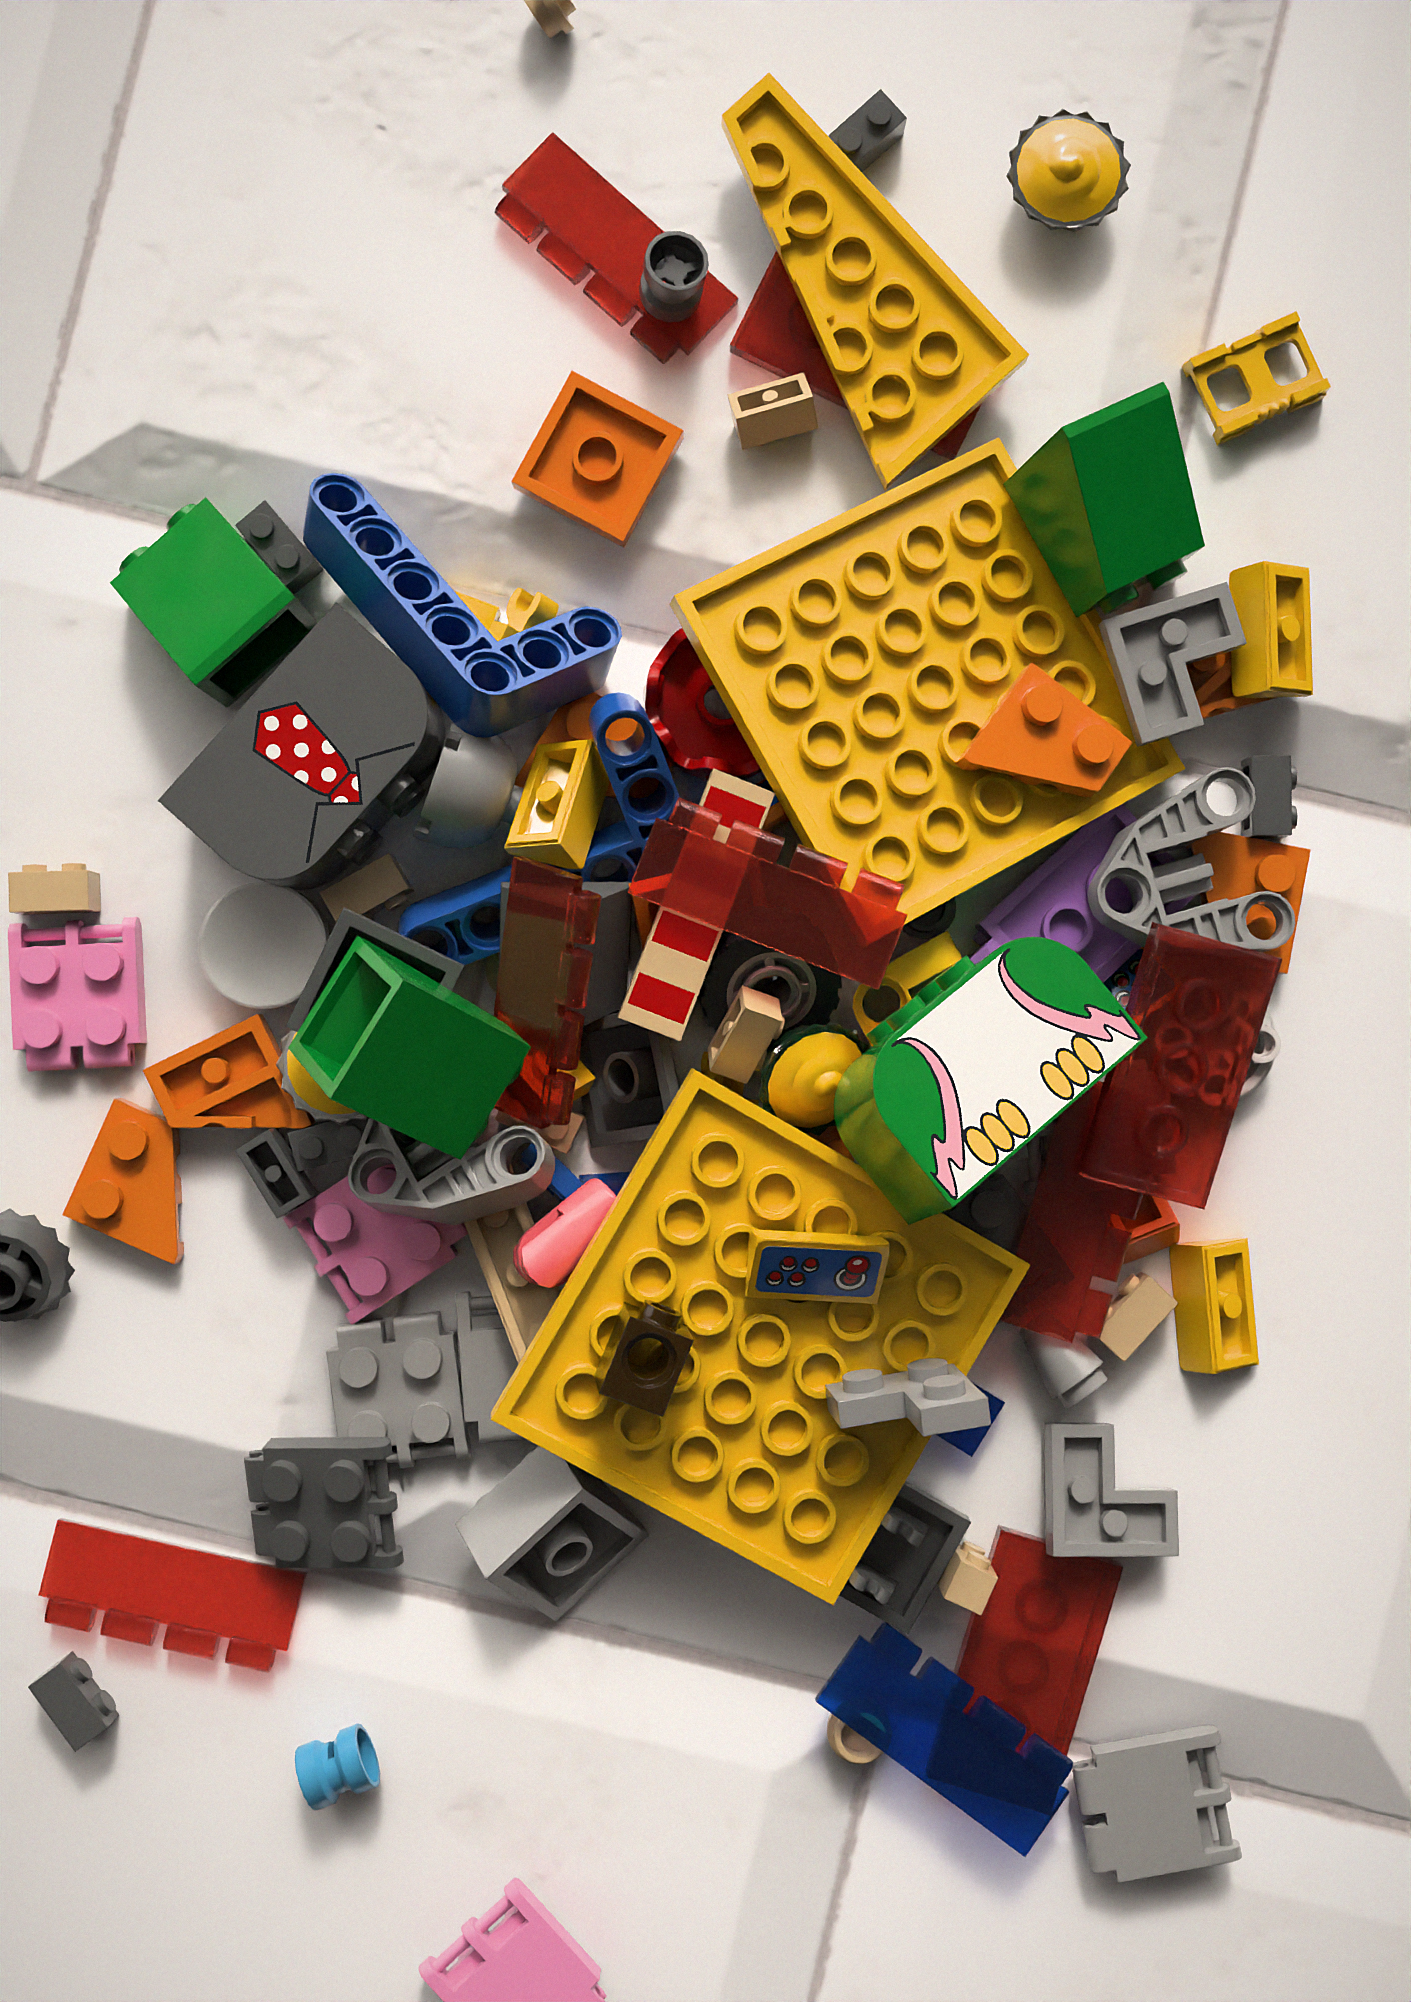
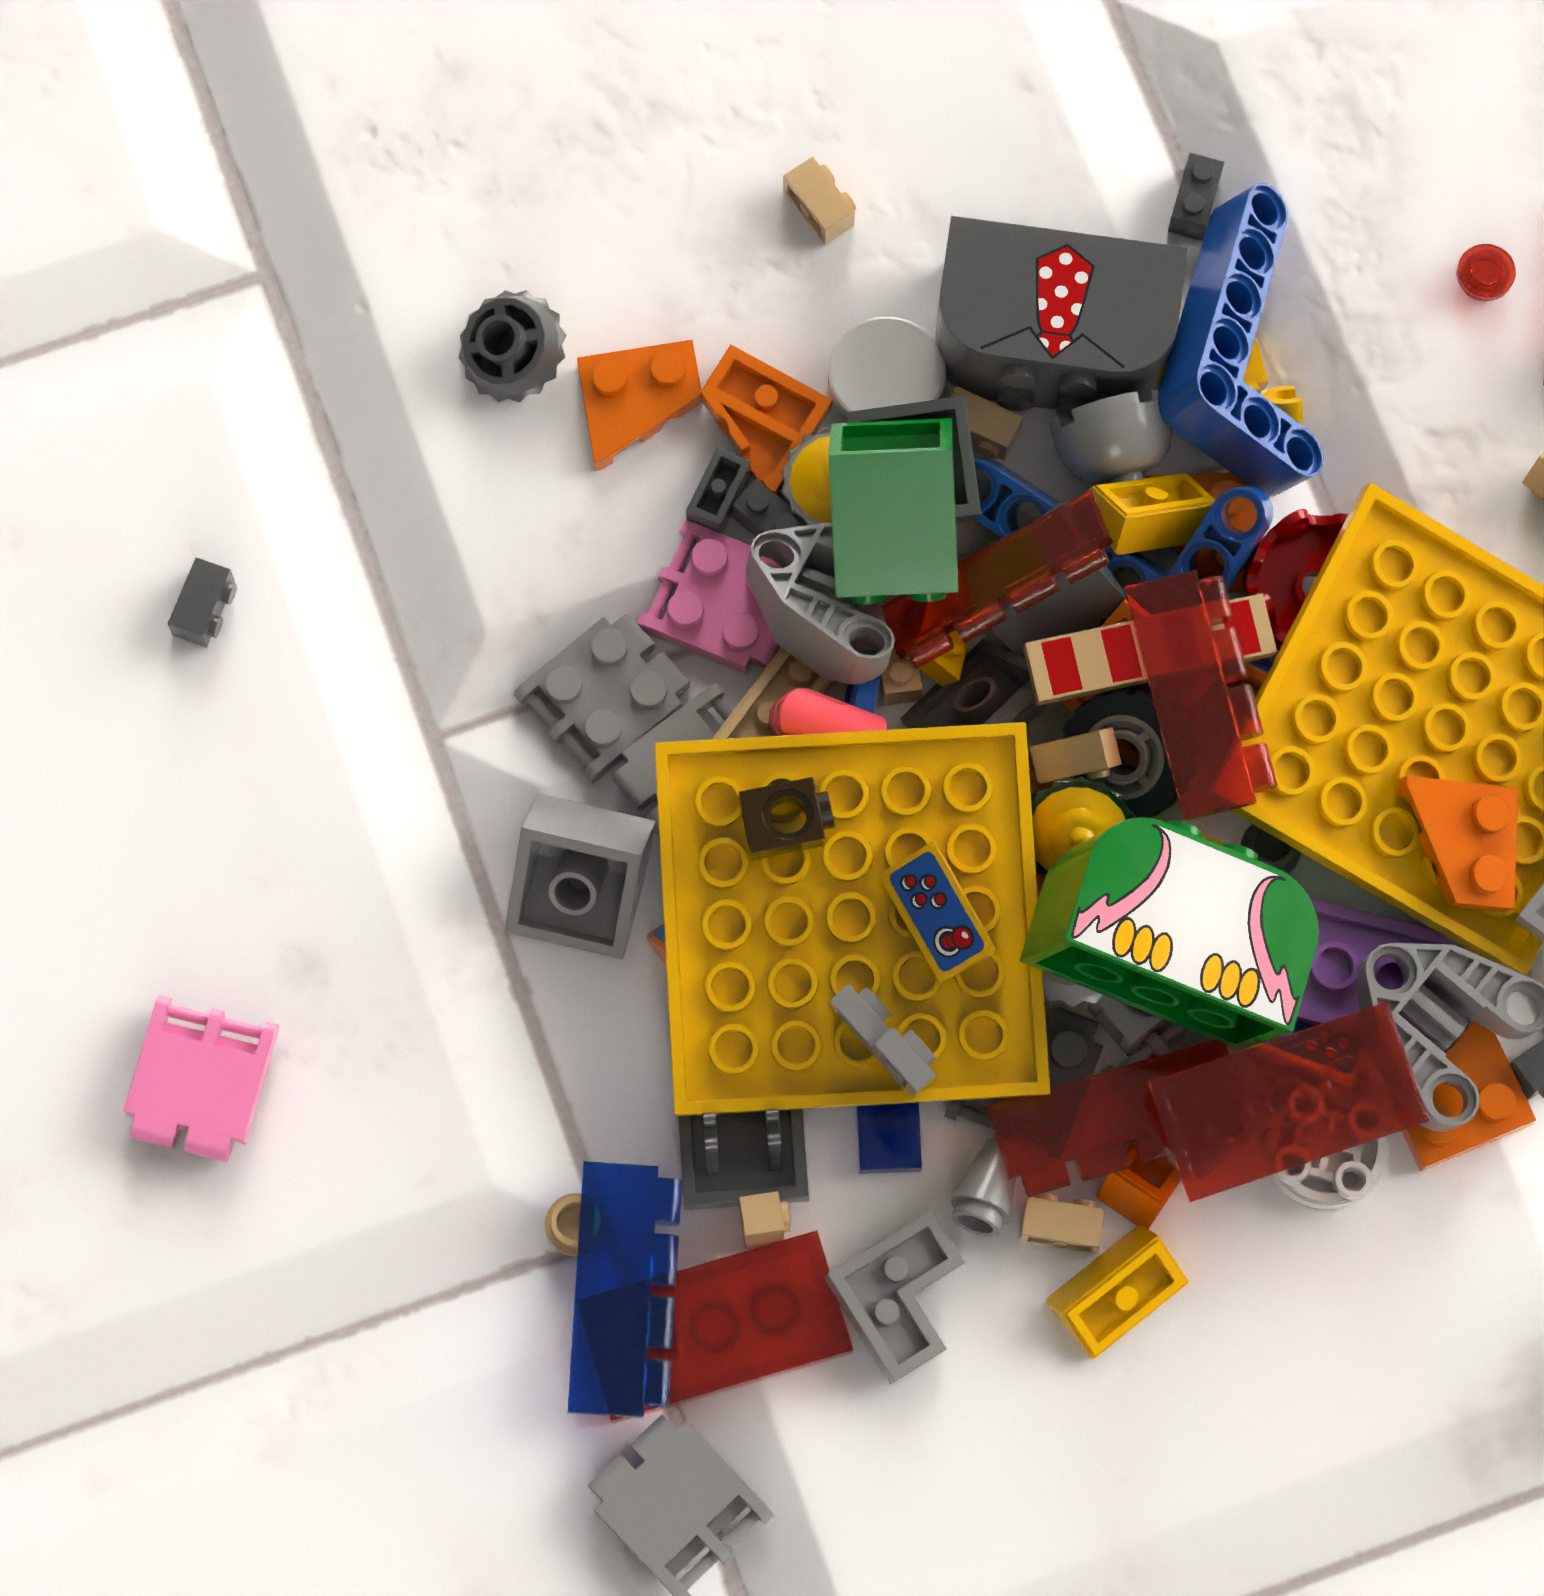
camera: 55 degrees right, 15 degrees down
(77, 995) = (751, 266): bright pink plate -> none
(173, 1584) = (342, 631): clear red windscreen -> none
(212, 603) = (1121, 168): green slope -> none
(321, 1502) = (484, 686): dark grey plate -> none
(337, 1766) = (278, 827): dark azure wheel -> none
(525, 338) = (1486, 272): none -> clear red plate
(597, 458) = (1434, 381): orange plate -> none

